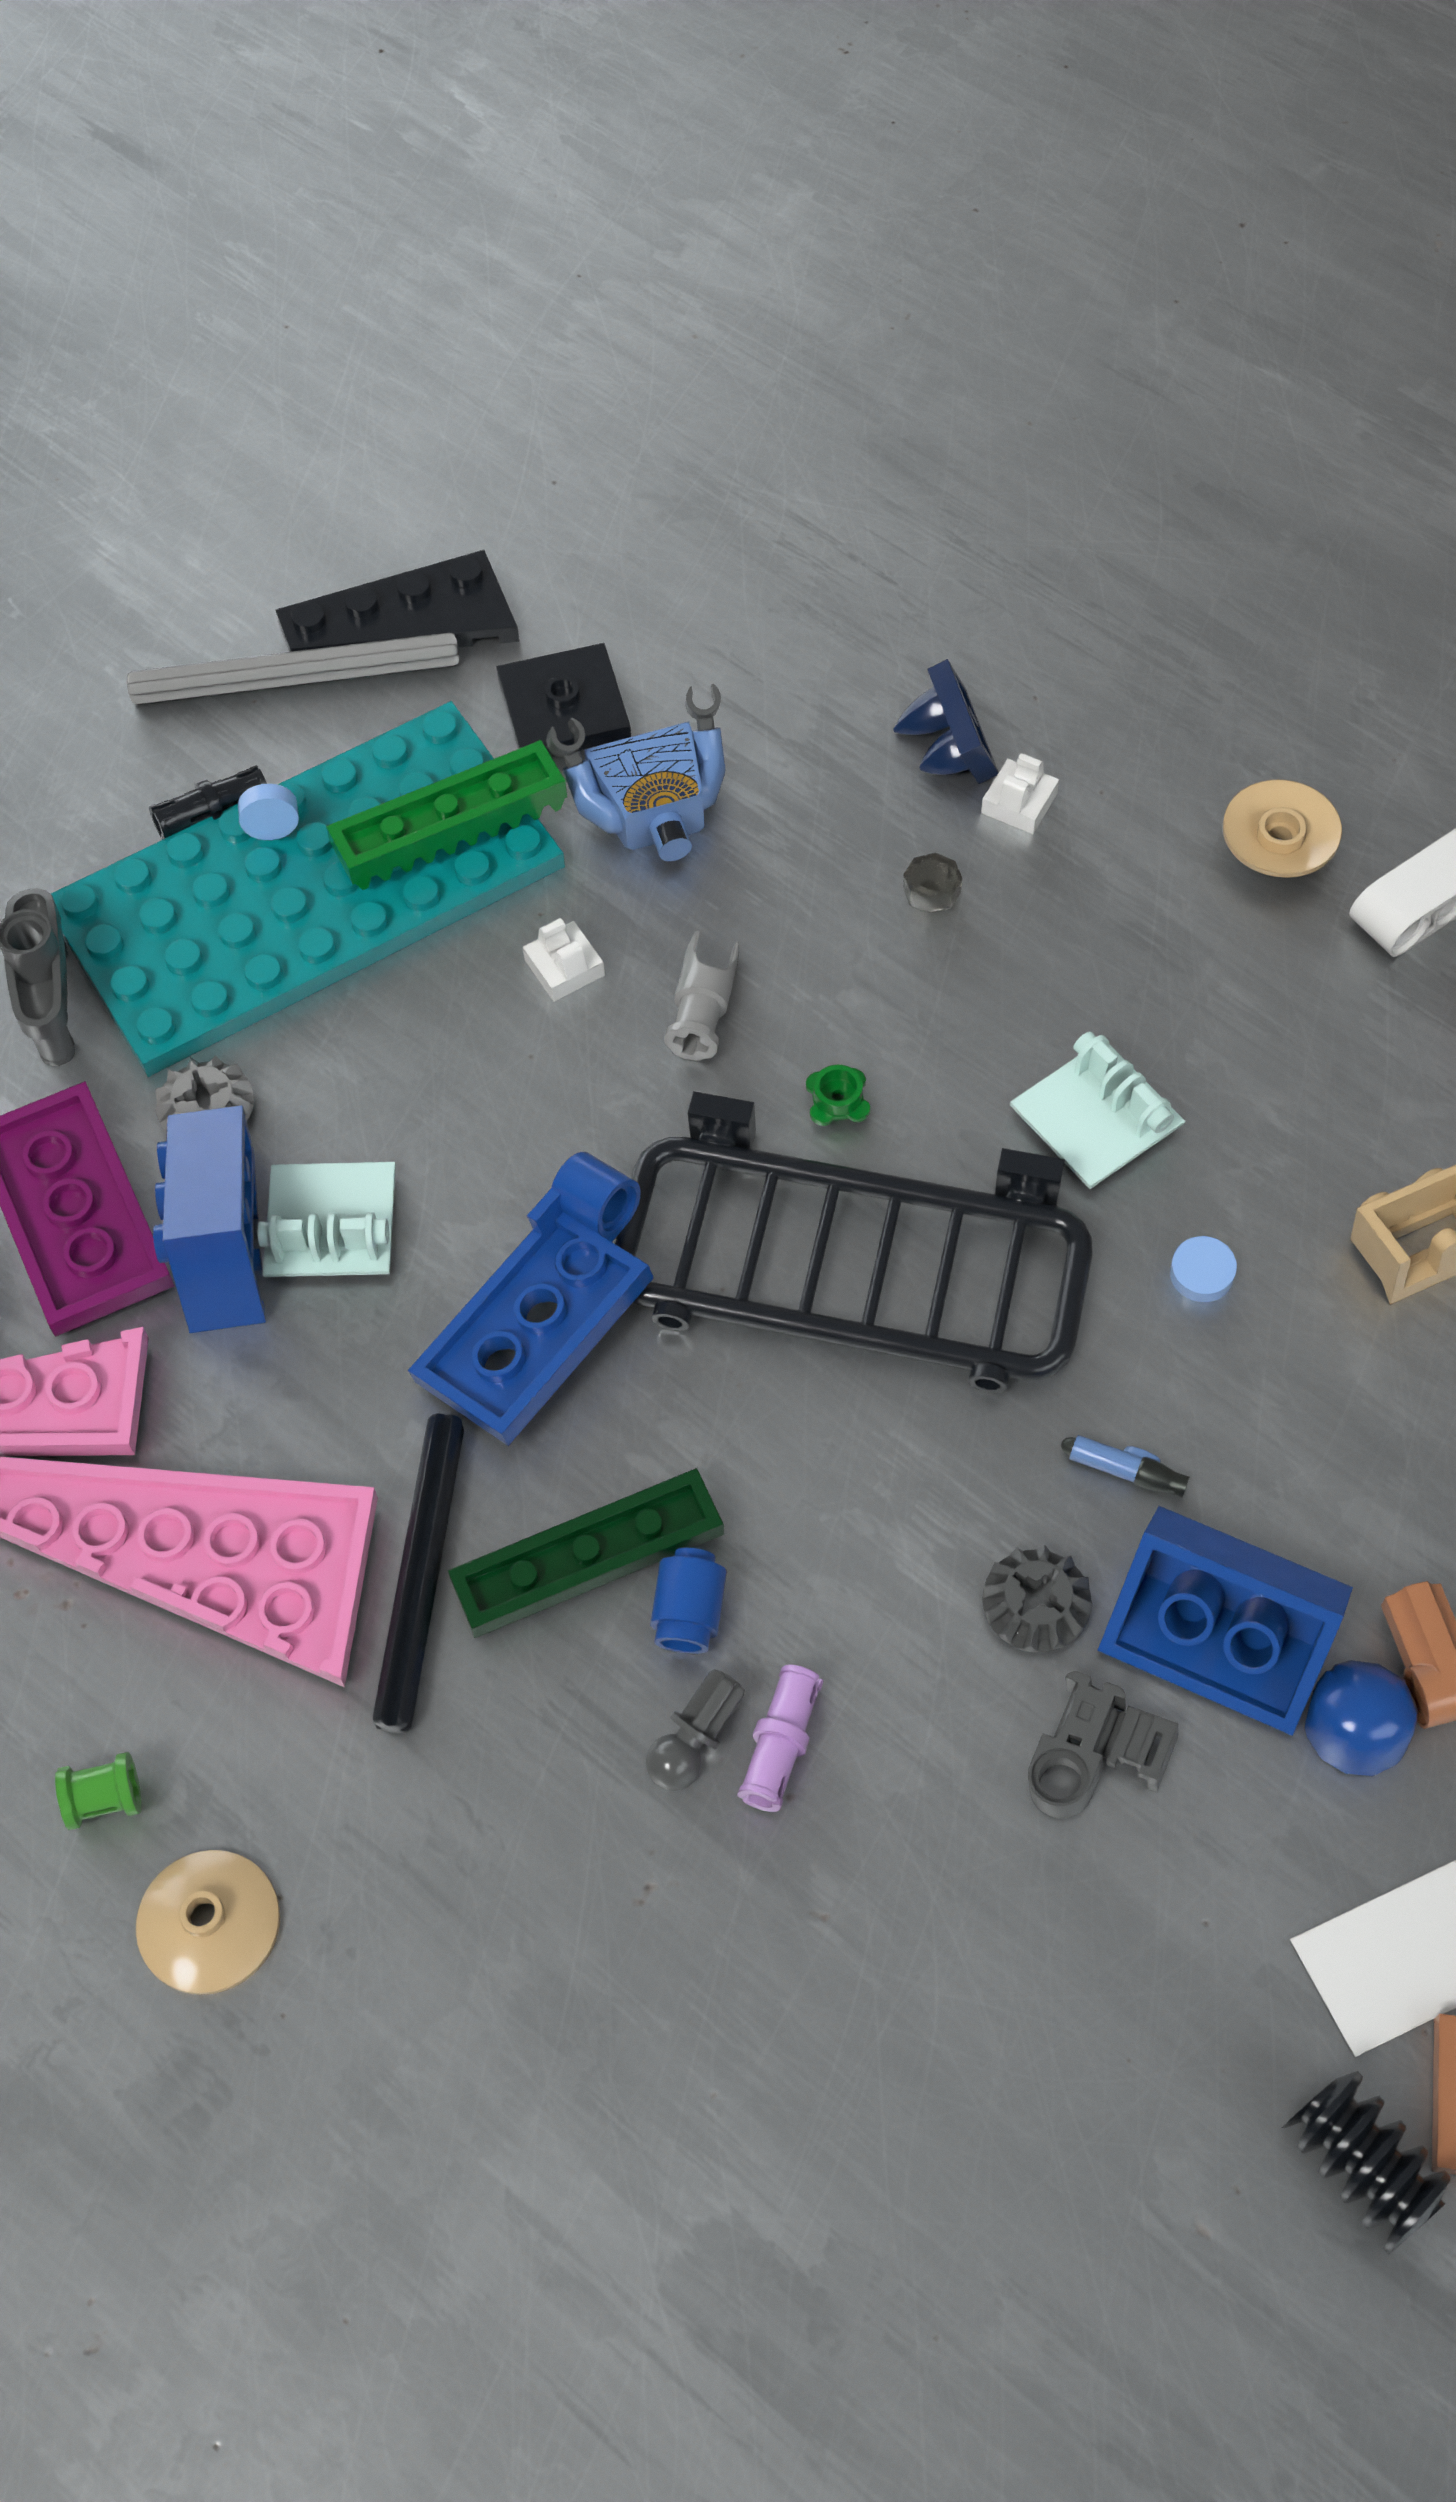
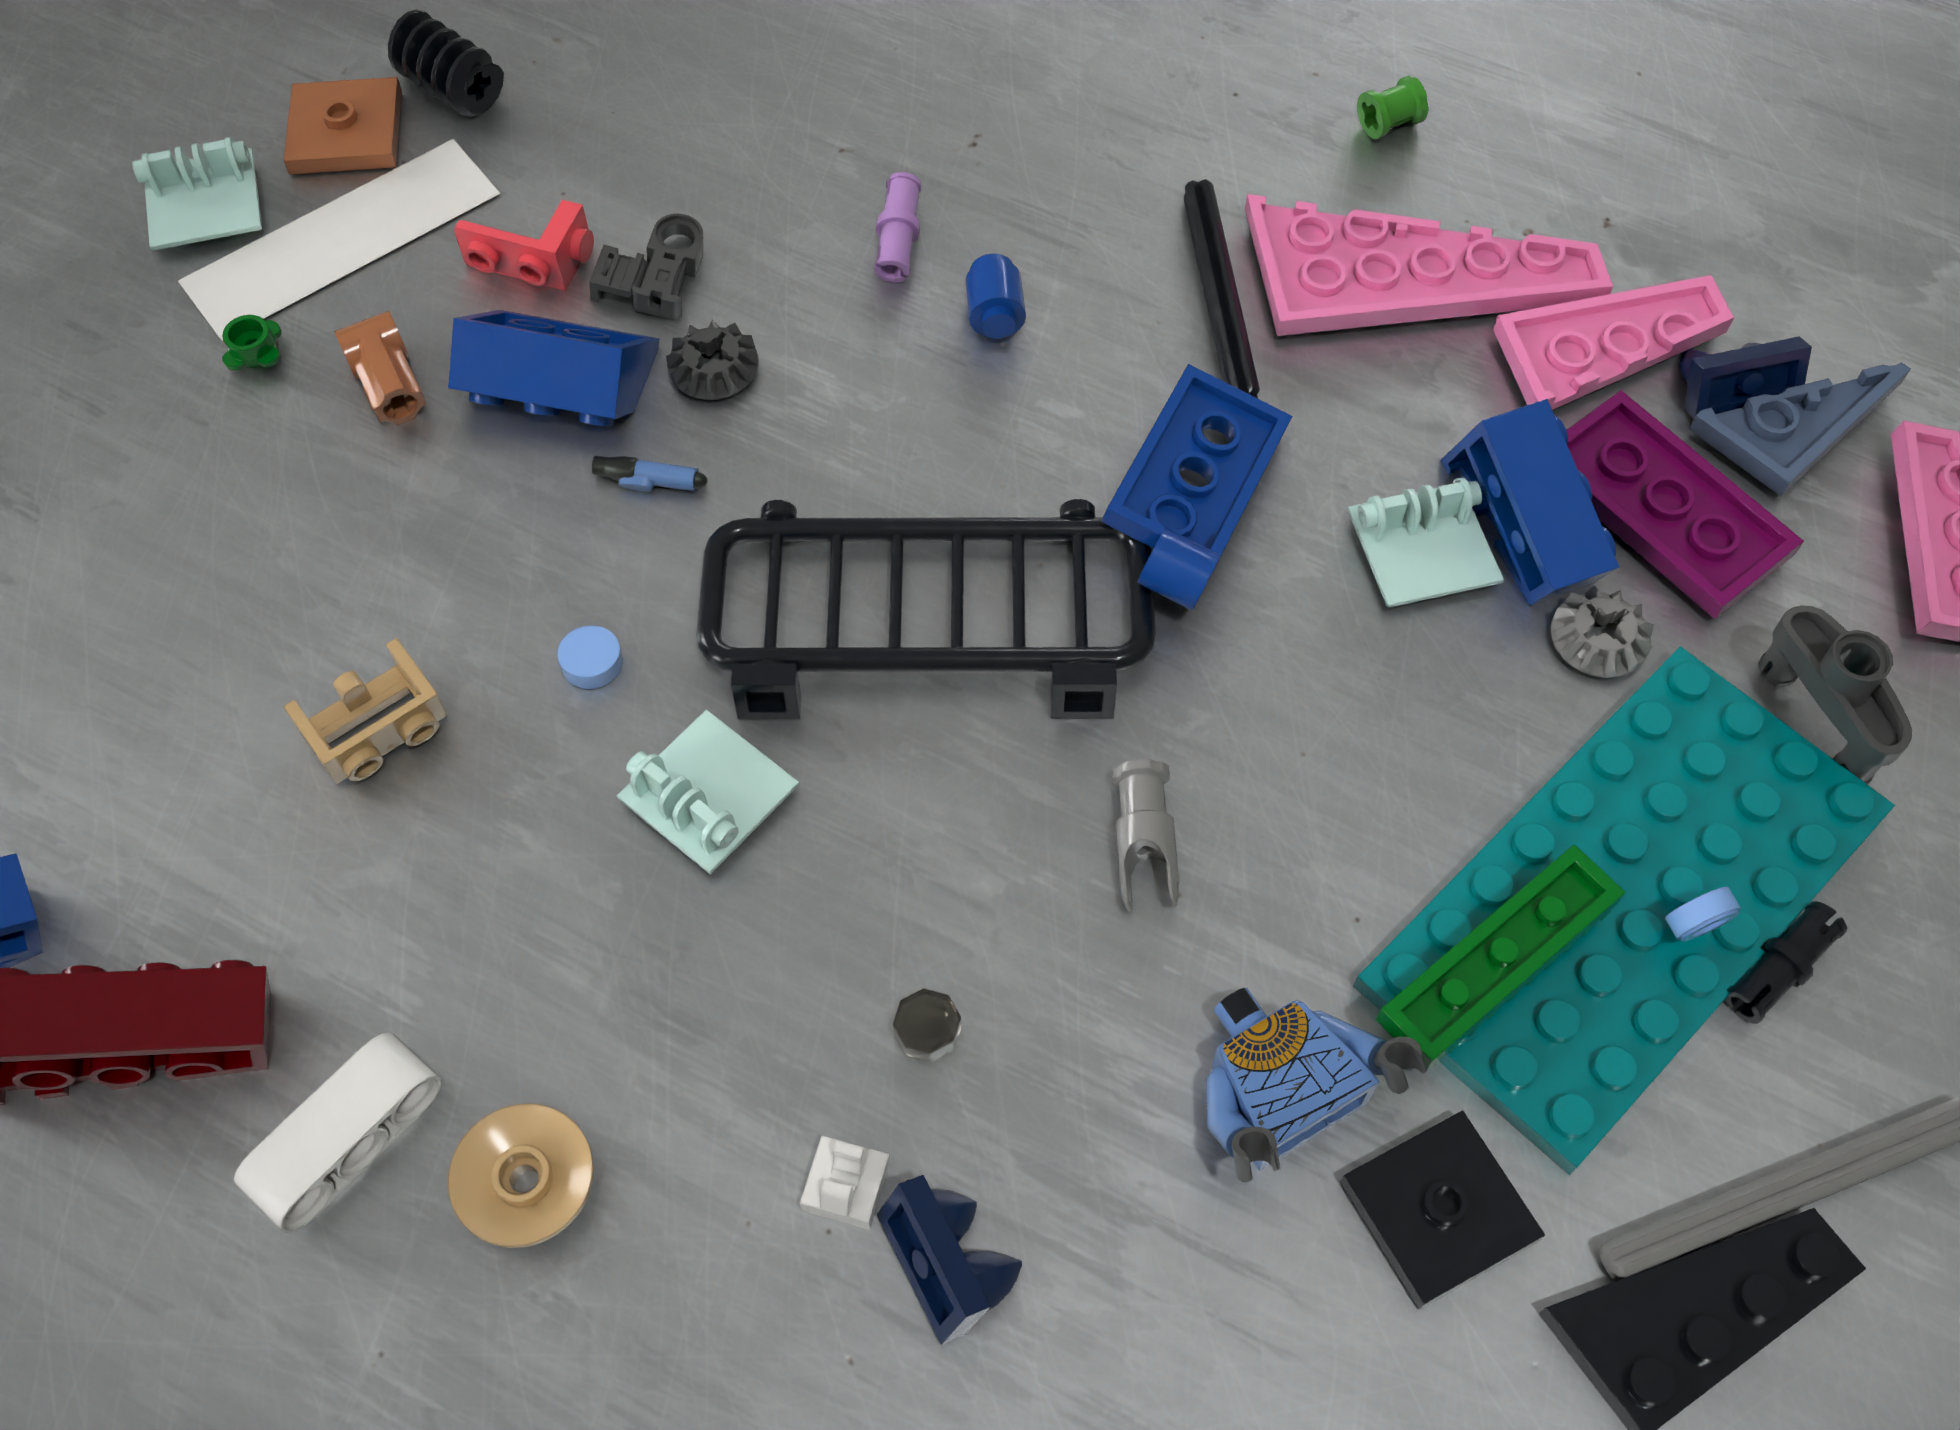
camera: 165 degrees right, 0 degrees up
(225, 1949) = (1278, 72): tan dish -> none
(563, 959) = (1308, 855): white tile -> none
(585, 1552) = (1087, 319): dark green plate -> none
(675, 1758) = (966, 221): dark grey axle -> none
(837, 1081) = (973, 738): green plate -> none
(1252, 1774) = (539, 262): none -> coral bracket
(1361, 1718) = (428, 318): blue hair -> none

